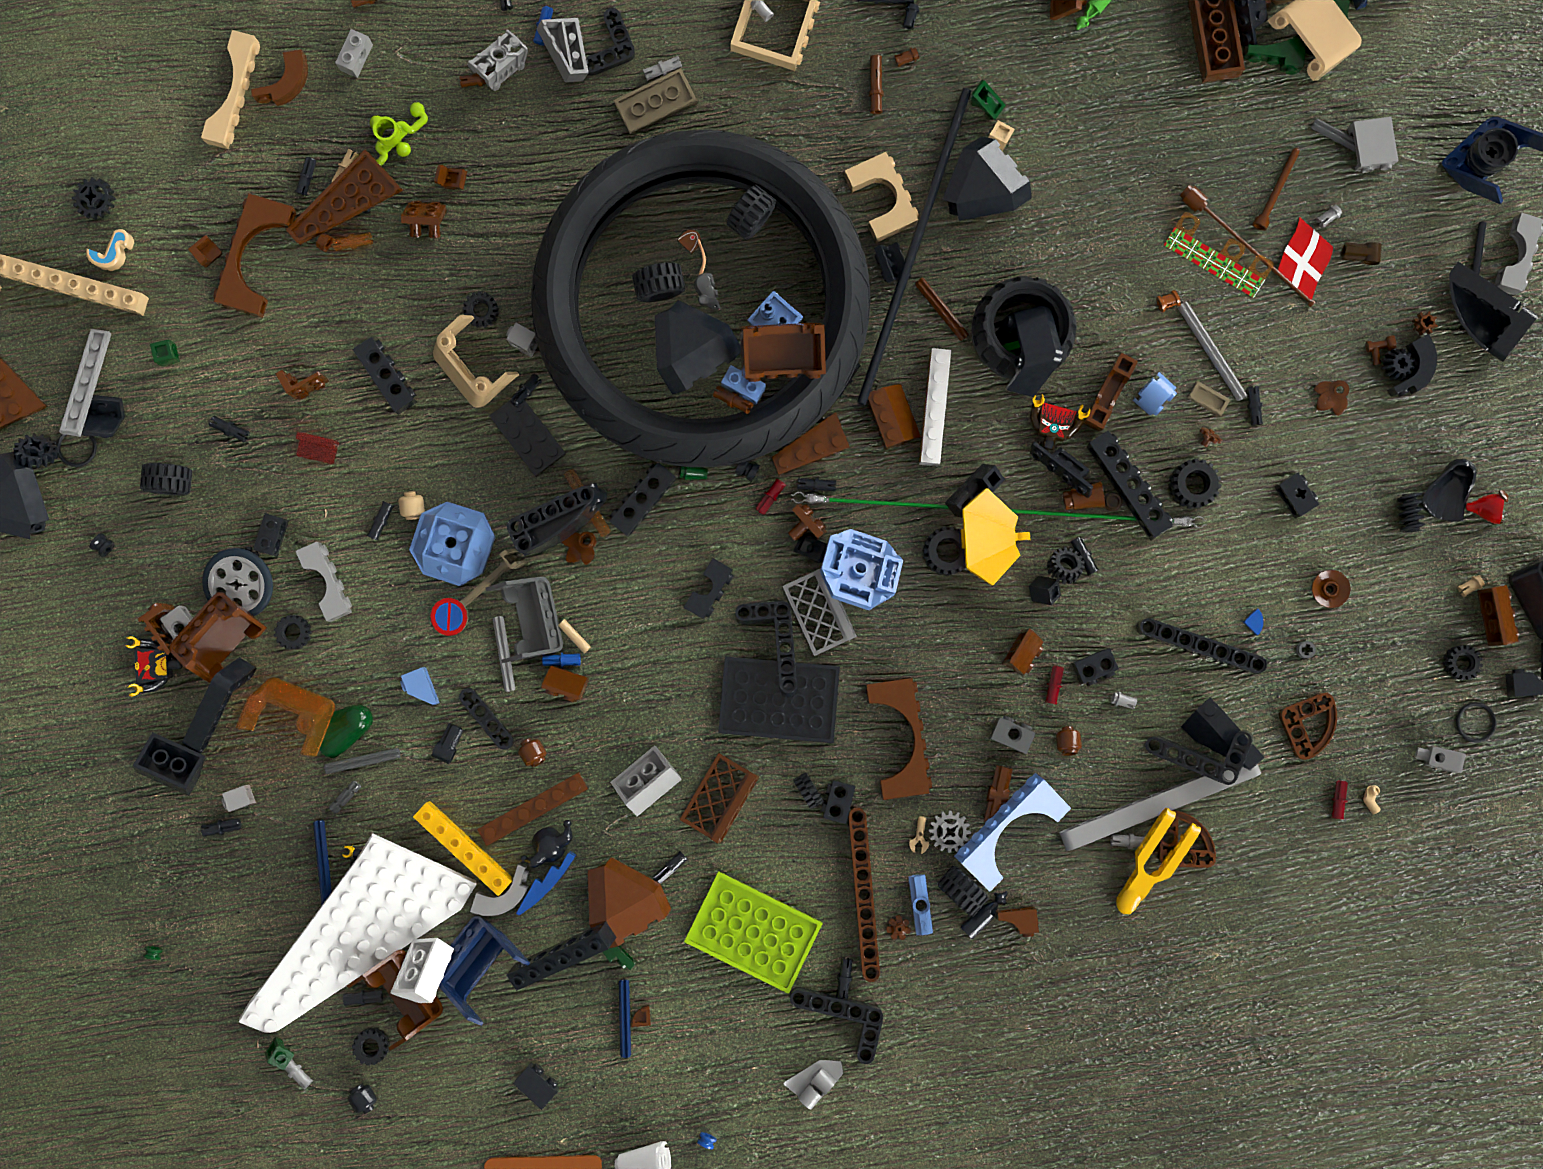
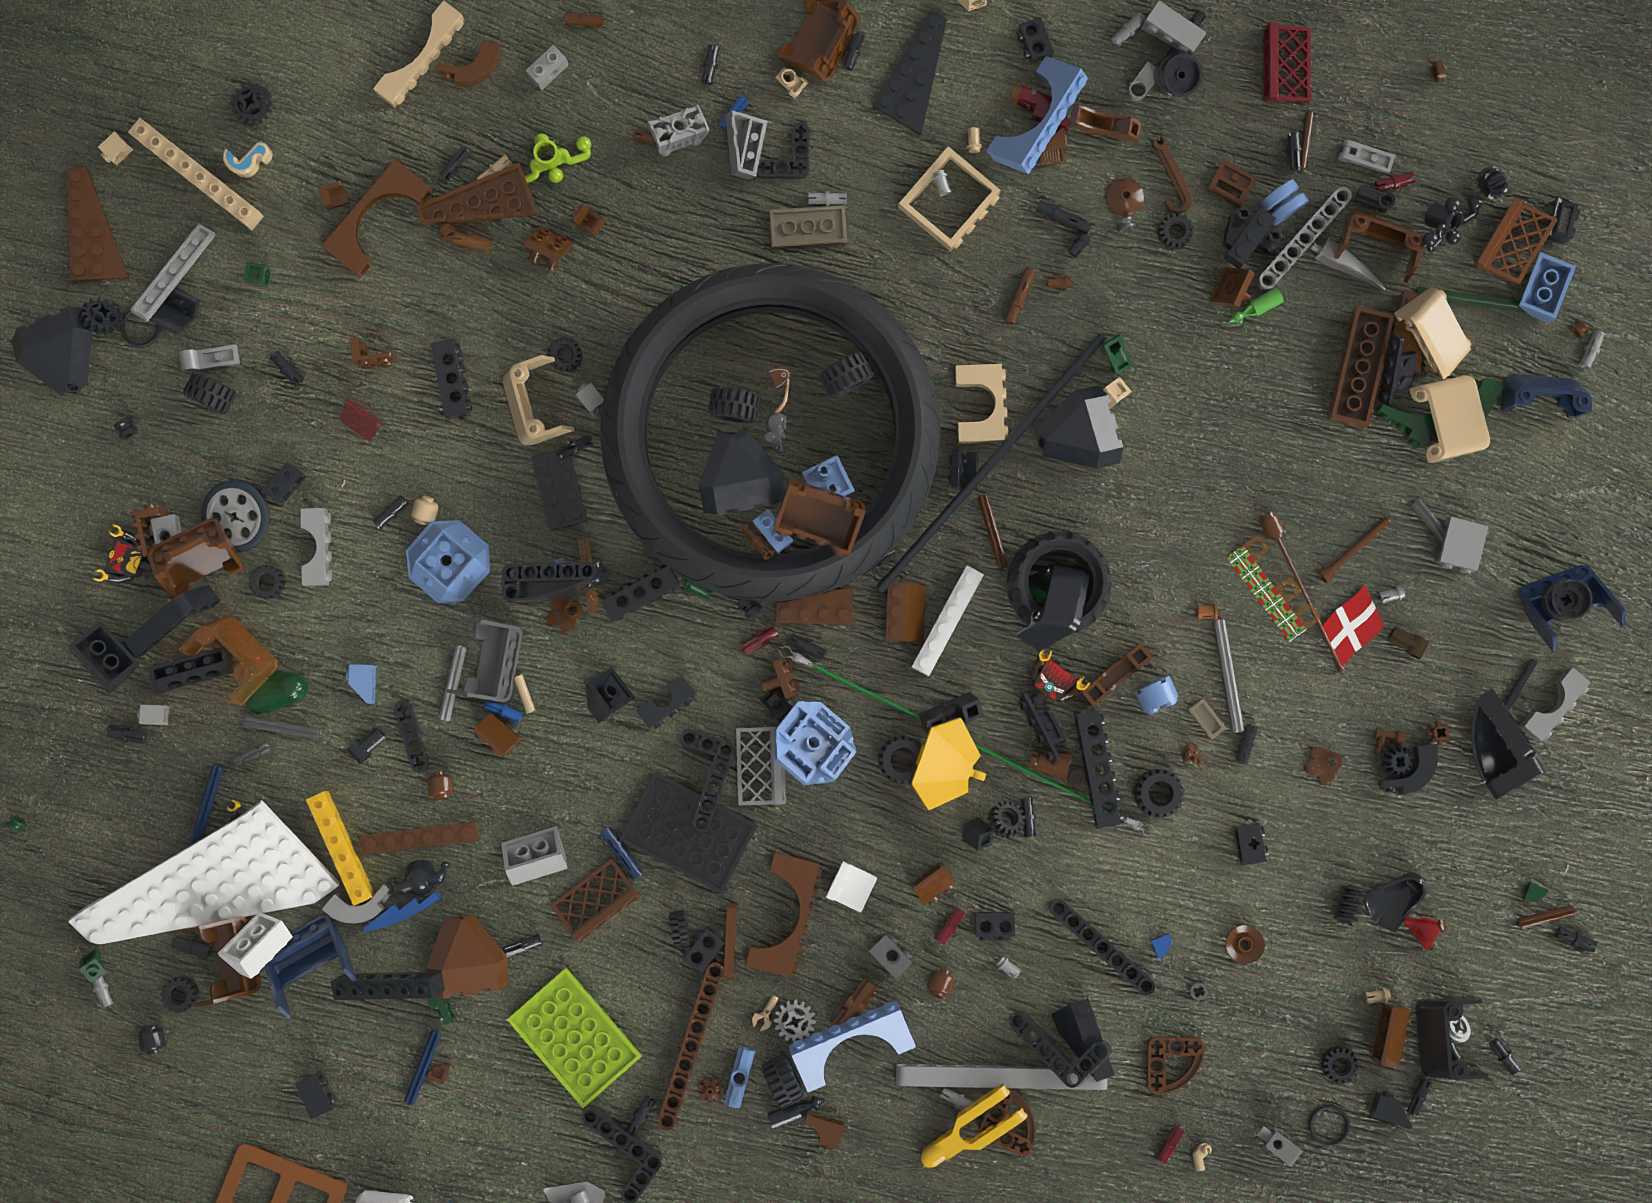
camera: 20 degrees right, 0 degrees up
(152, 448) = (209, 358): none -> light grey plate
(256, 741) = (191, 669): none -> black brick
(451, 616) = (419, 627): piece -> none
(651, 605) = (607, 695): none -> black slope
(725, 744) = (619, 850): none -> dark blue pin
(859, 783) = (730, 941): none -> reddish brown beam
(949, 687) = (851, 886): none -> white bracket

